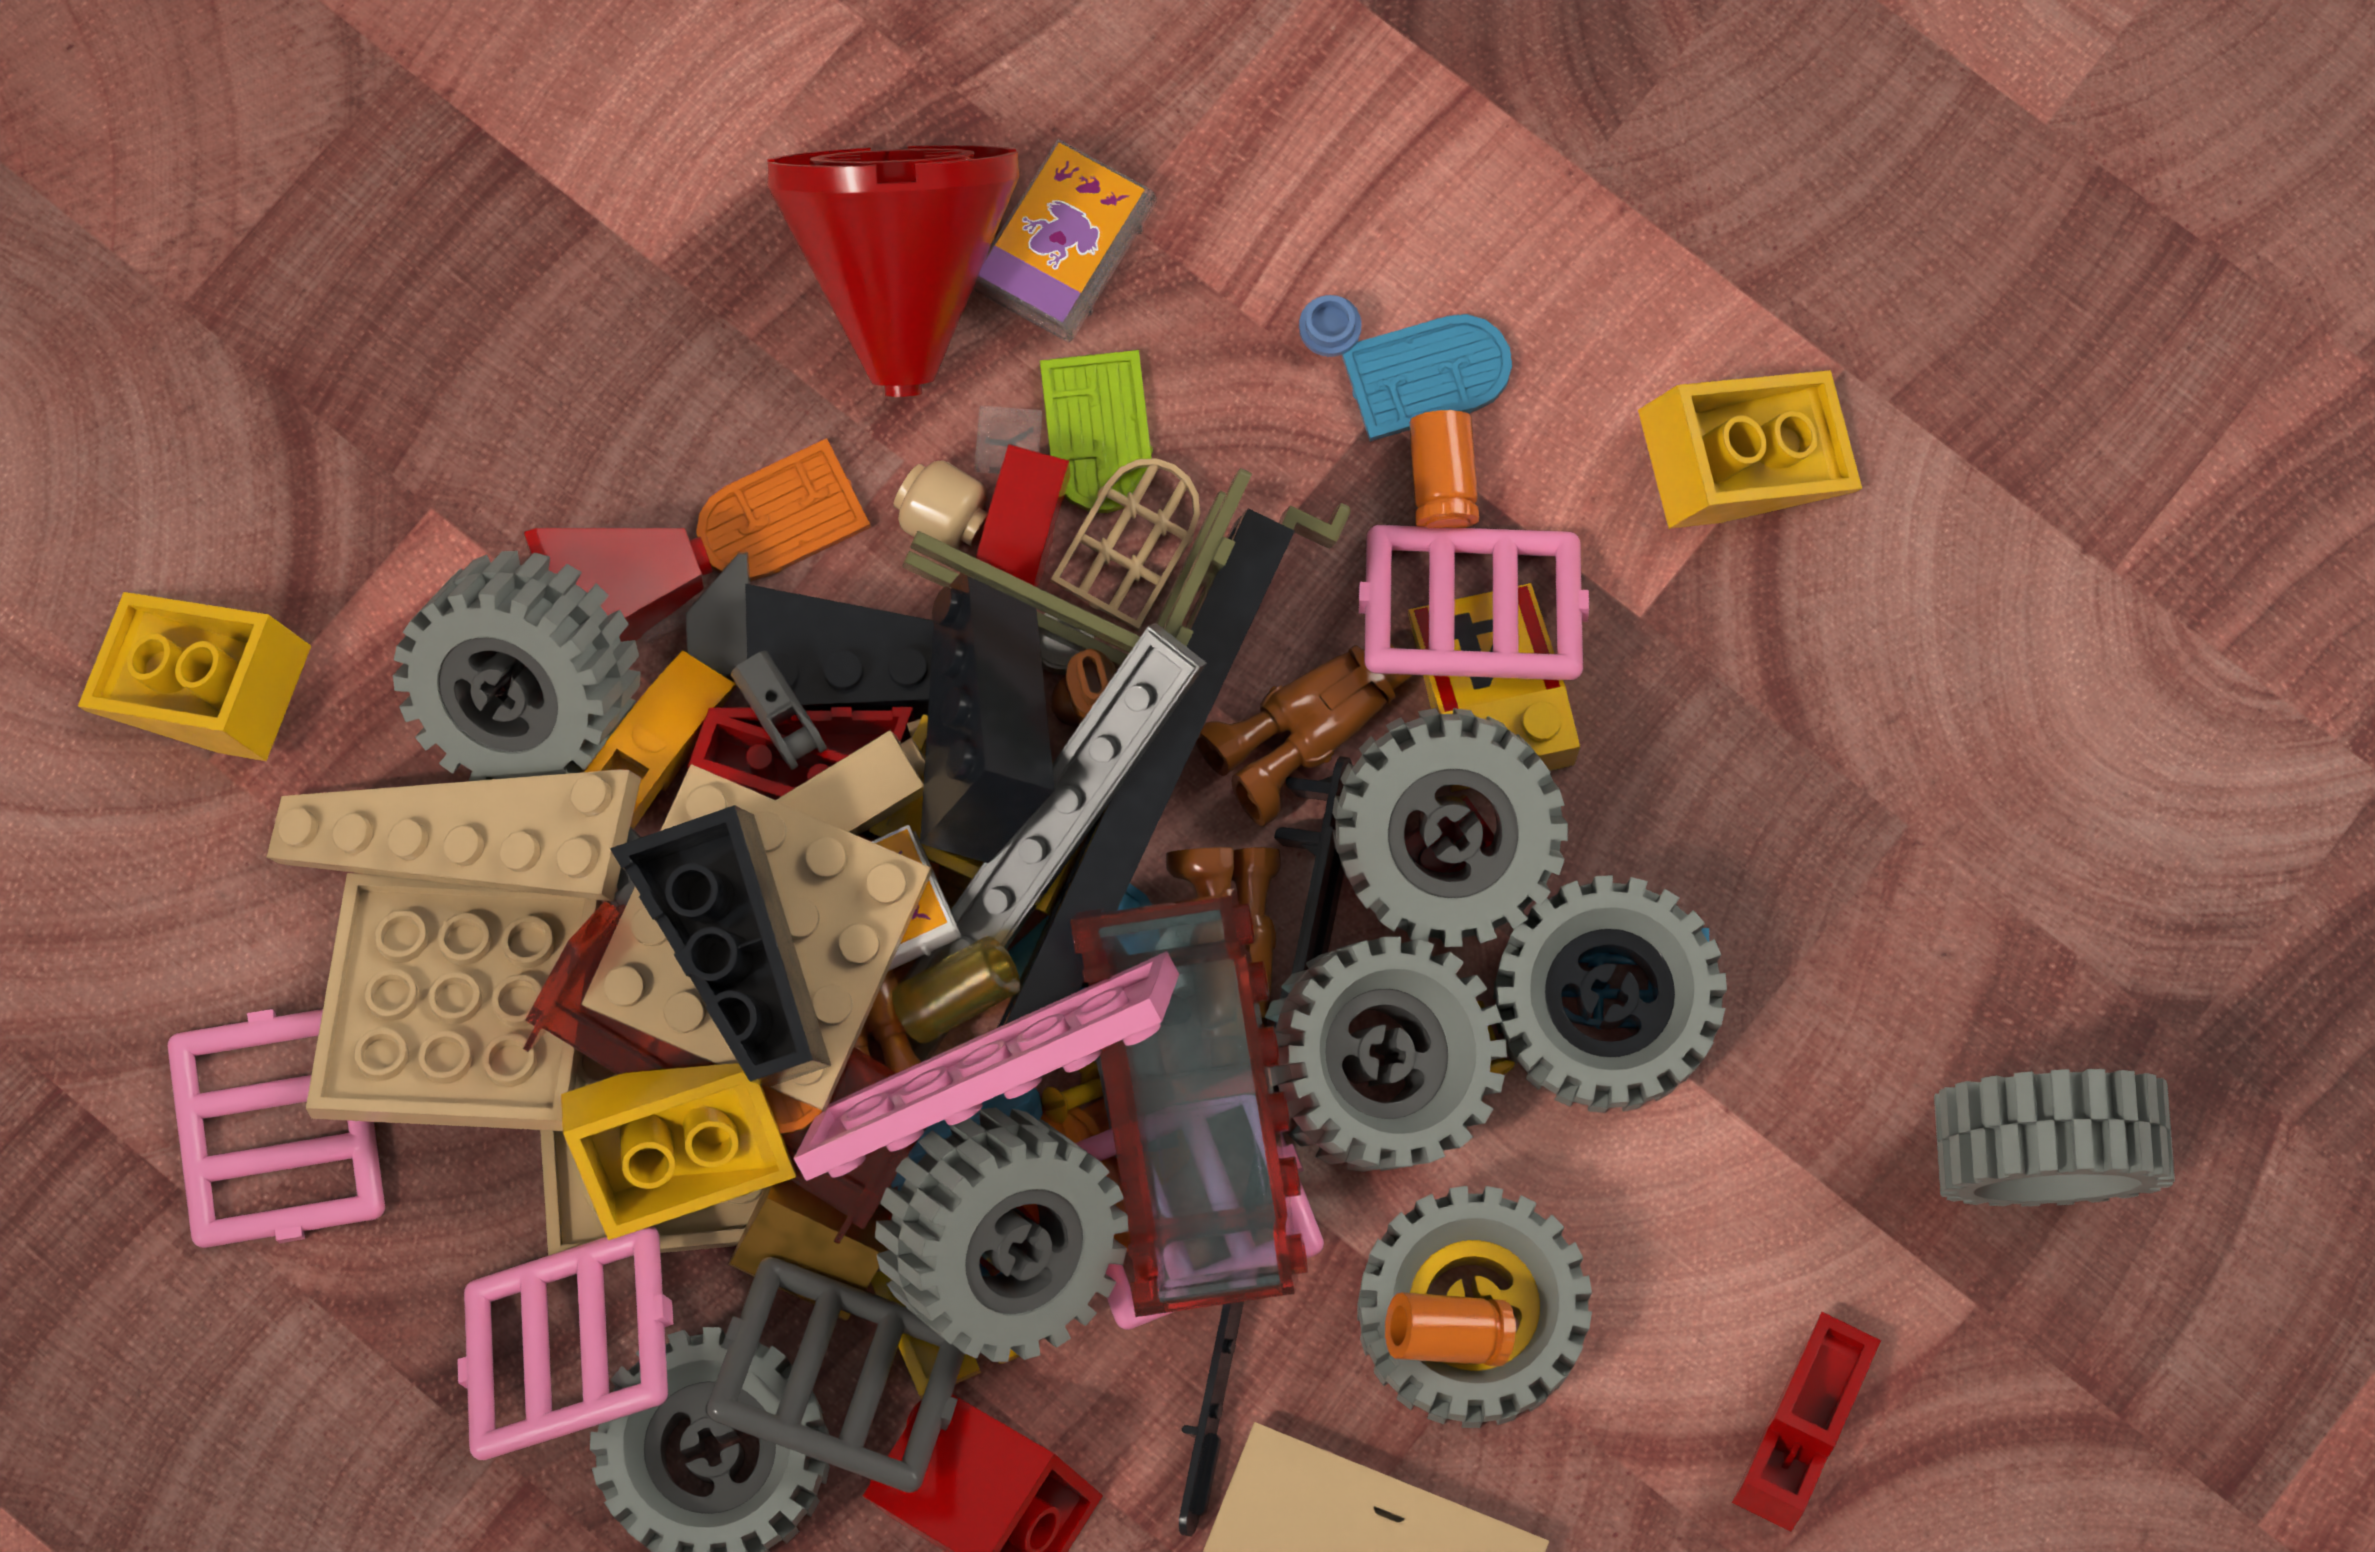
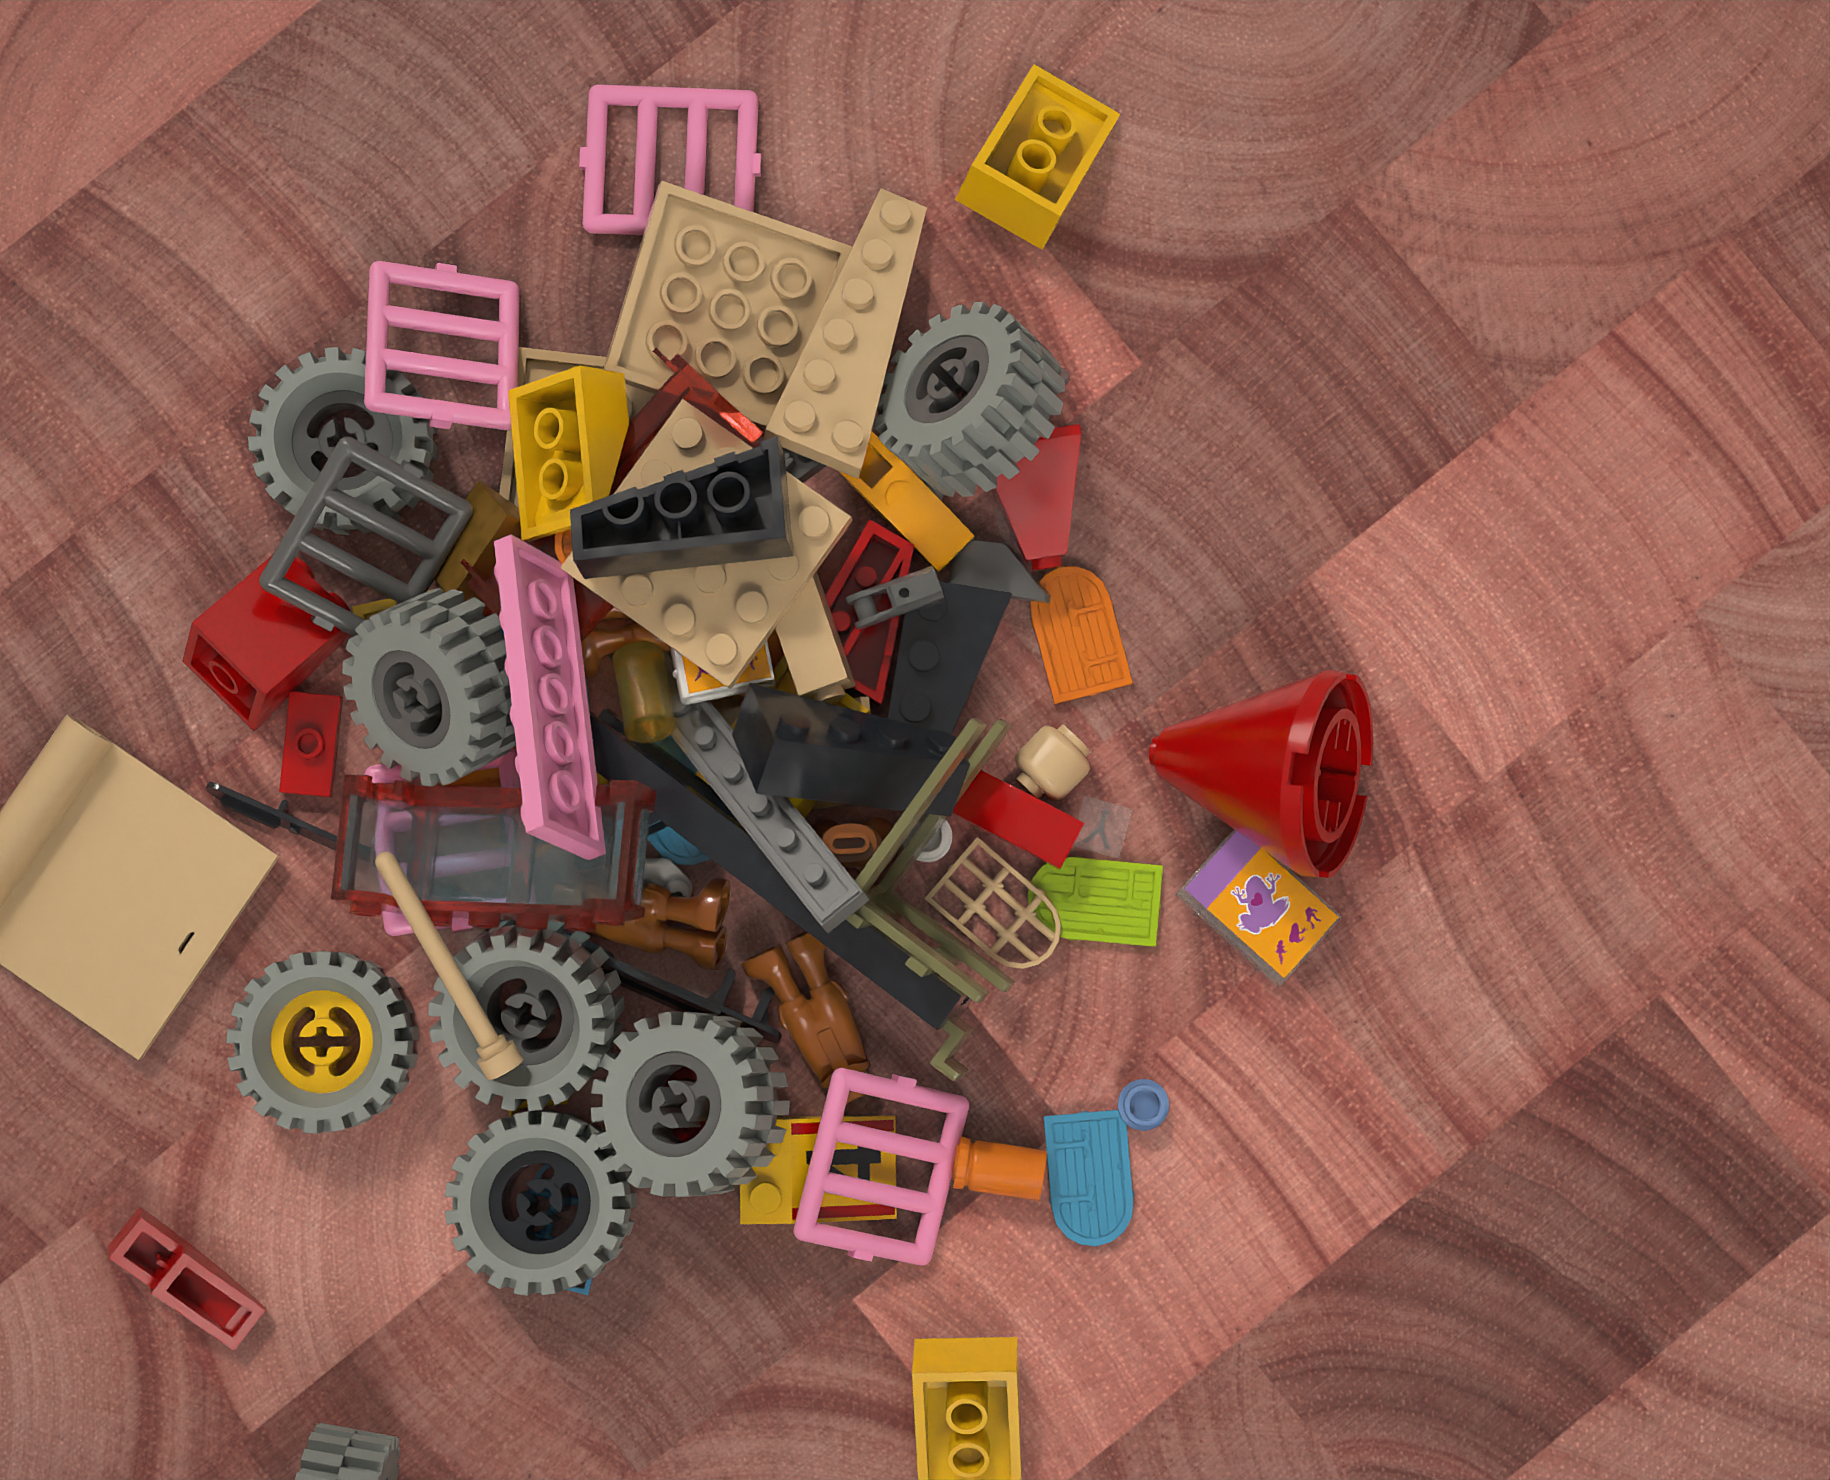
camera: 105 degrees right, 10 degrees up
(1105, 1415) = (311, 744): none -> red plate
(1441, 1069) = (495, 1052): none -> tan piece
(1450, 1329) = (294, 1016): orange piece -> none

